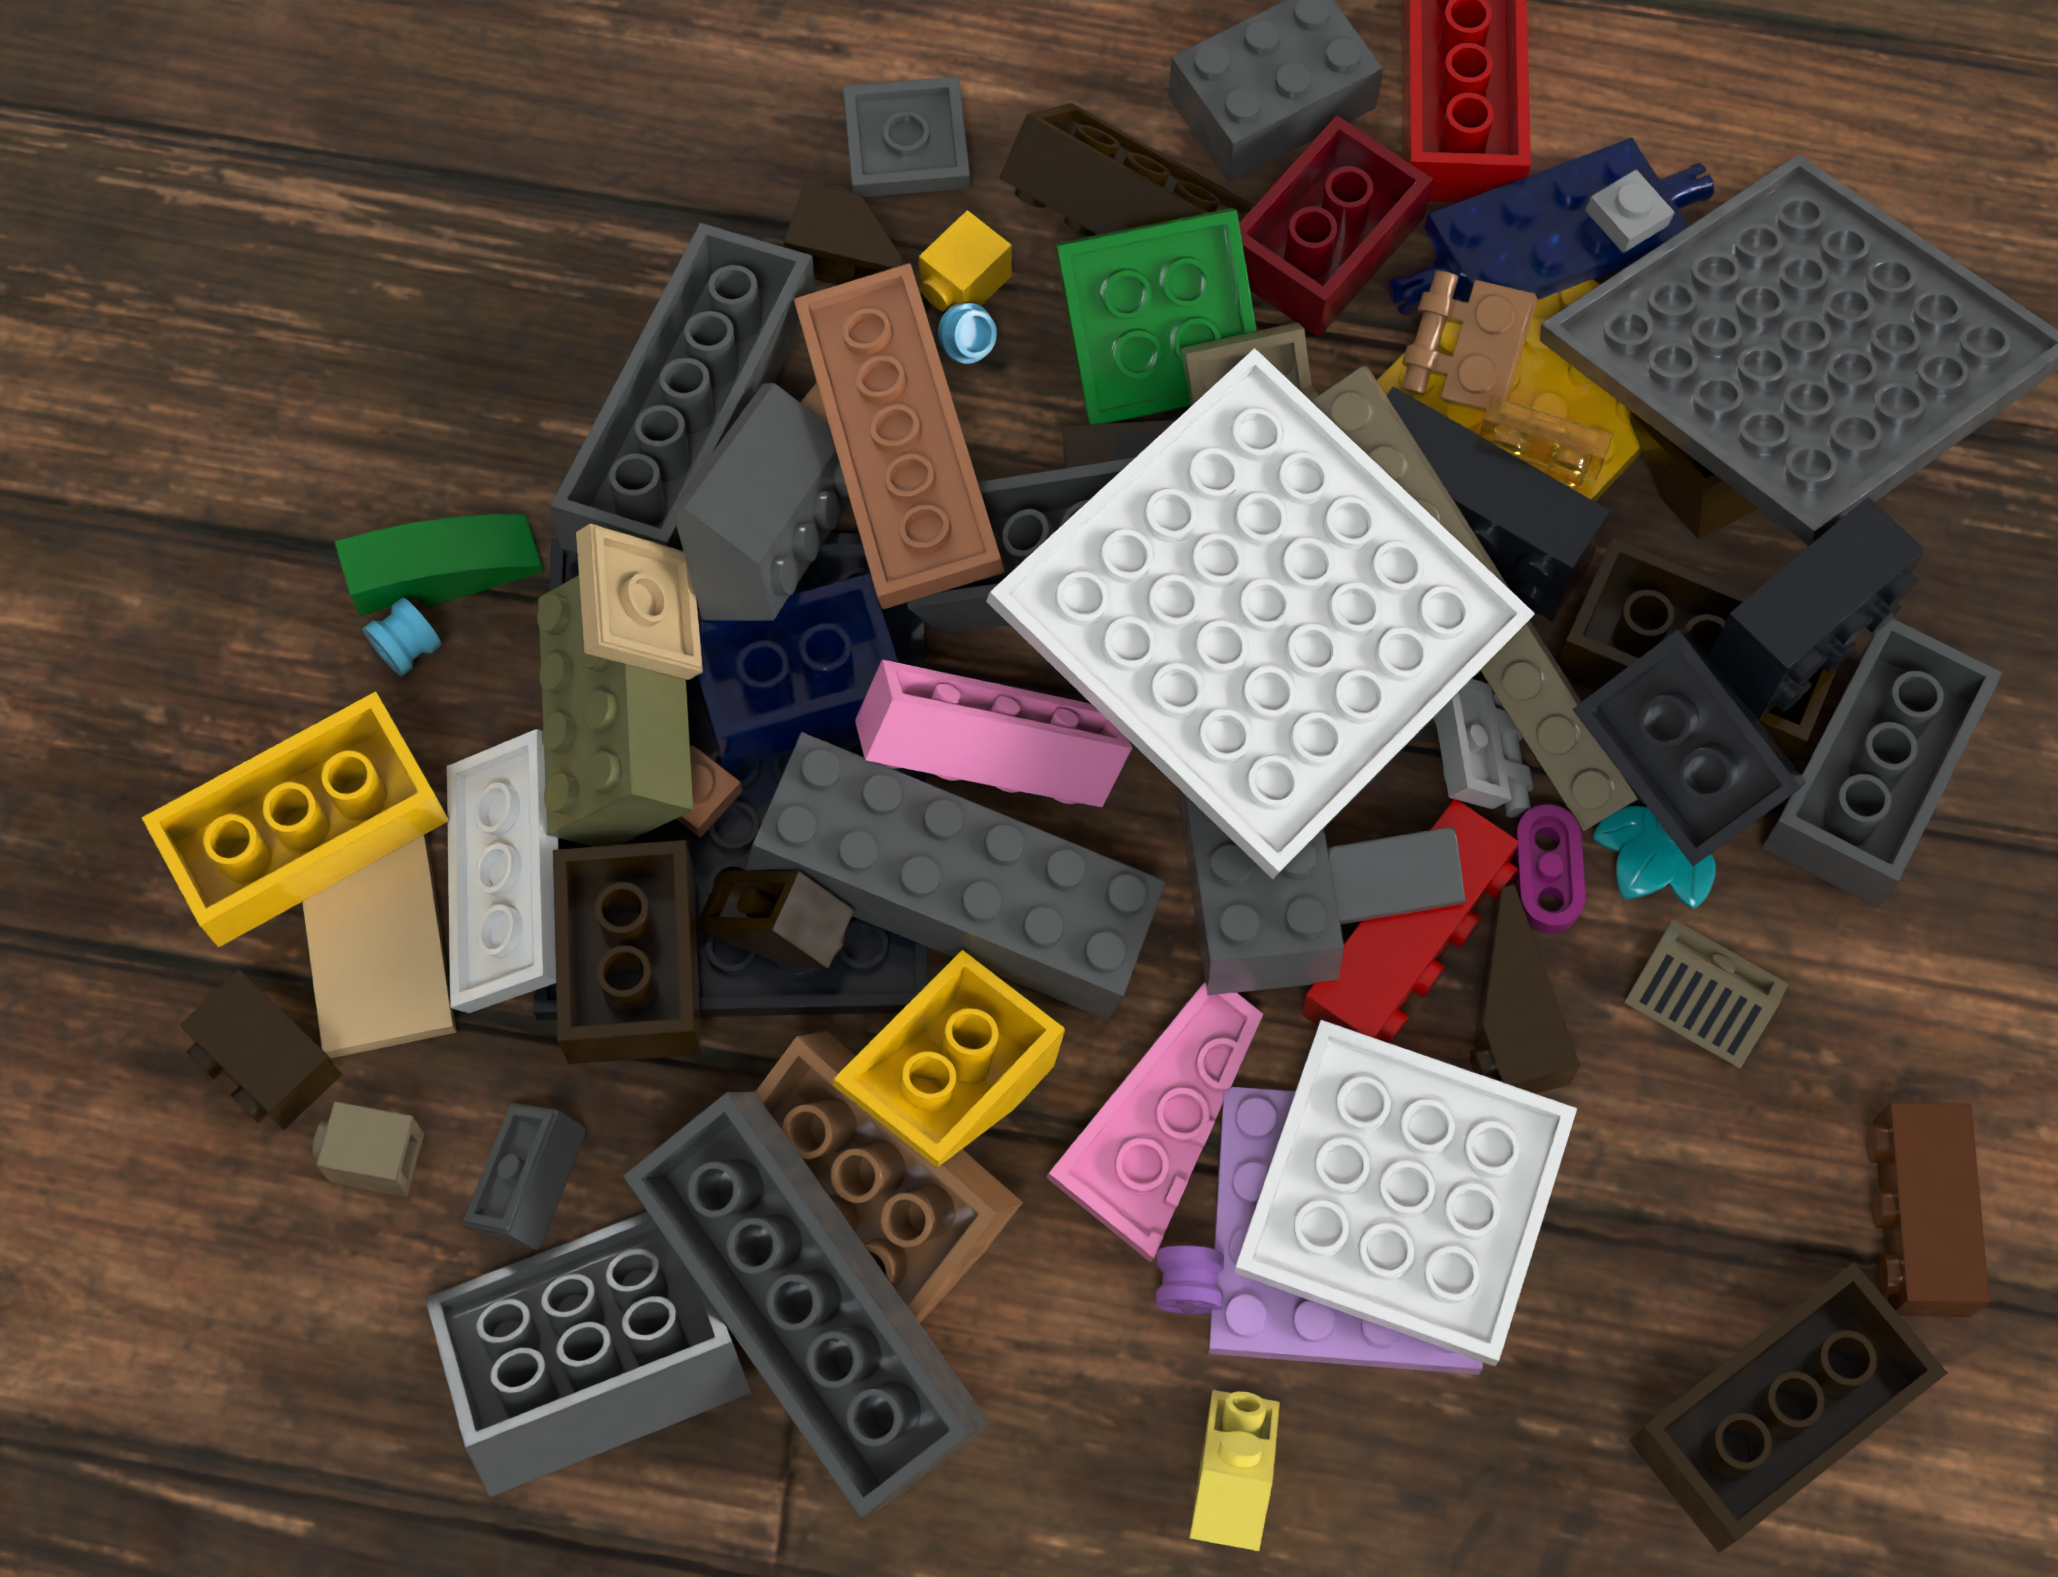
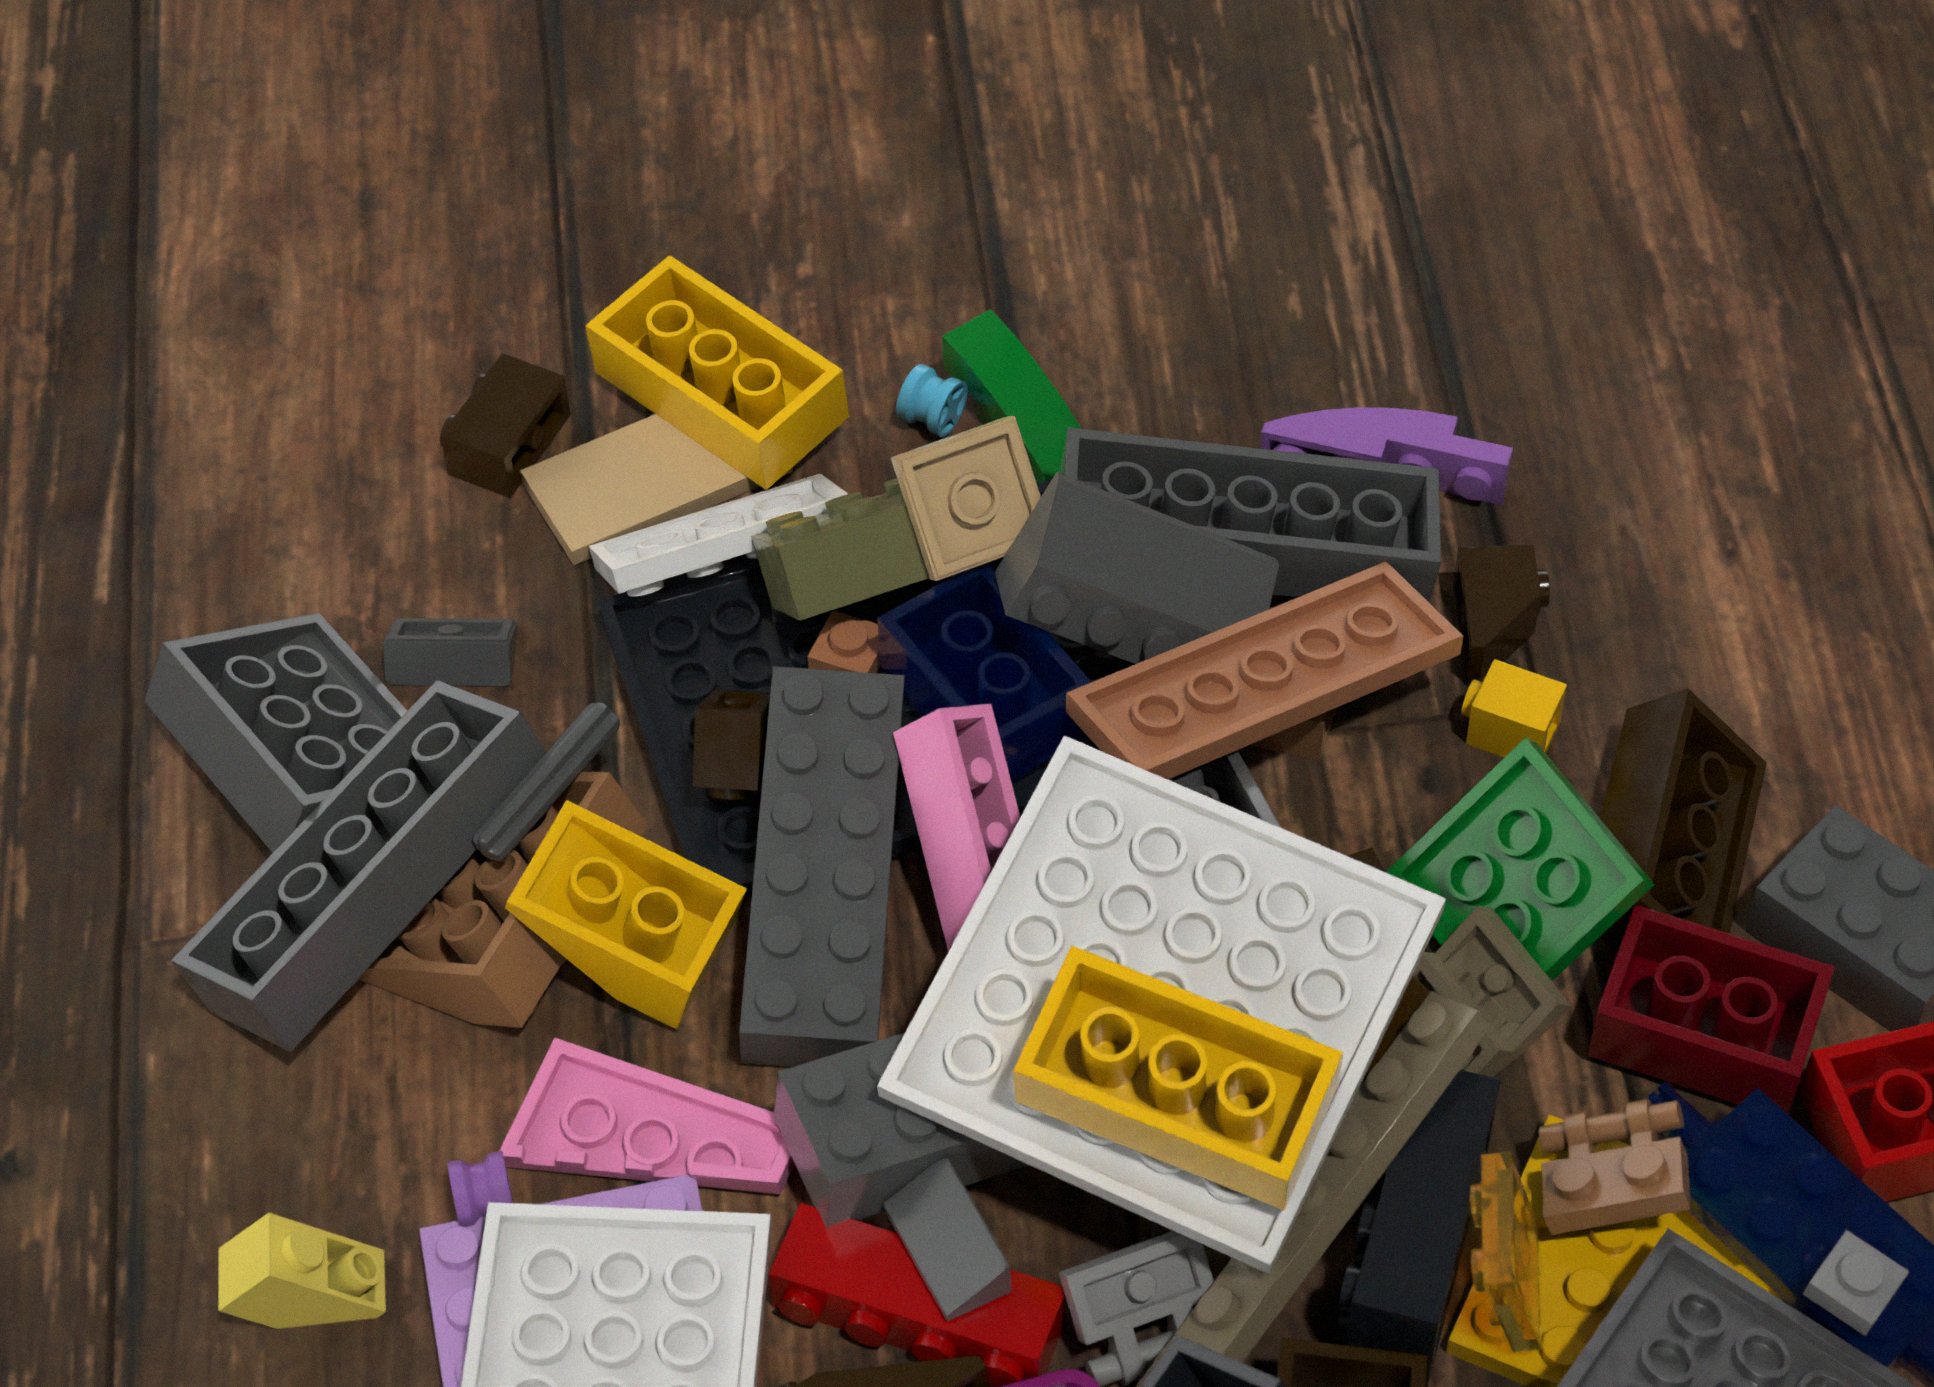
camera: 75 degrees right, 15 degrees down
(368, 1148) = (437, 526): dark tan brick -> none
(622, 277) = (1399, 437): none -> medium lavender slope
(626, 952) = (659, 627): dark brown brick -> none
(781, 1100) = (546, 781): none -> dark grey axle
(906, 137) = (1645, 628): dark grey plate -> none
(966, 333) = (1442, 738): medium azure plate -> none
(1380, 611) = (1177, 1077): none -> yellow brick

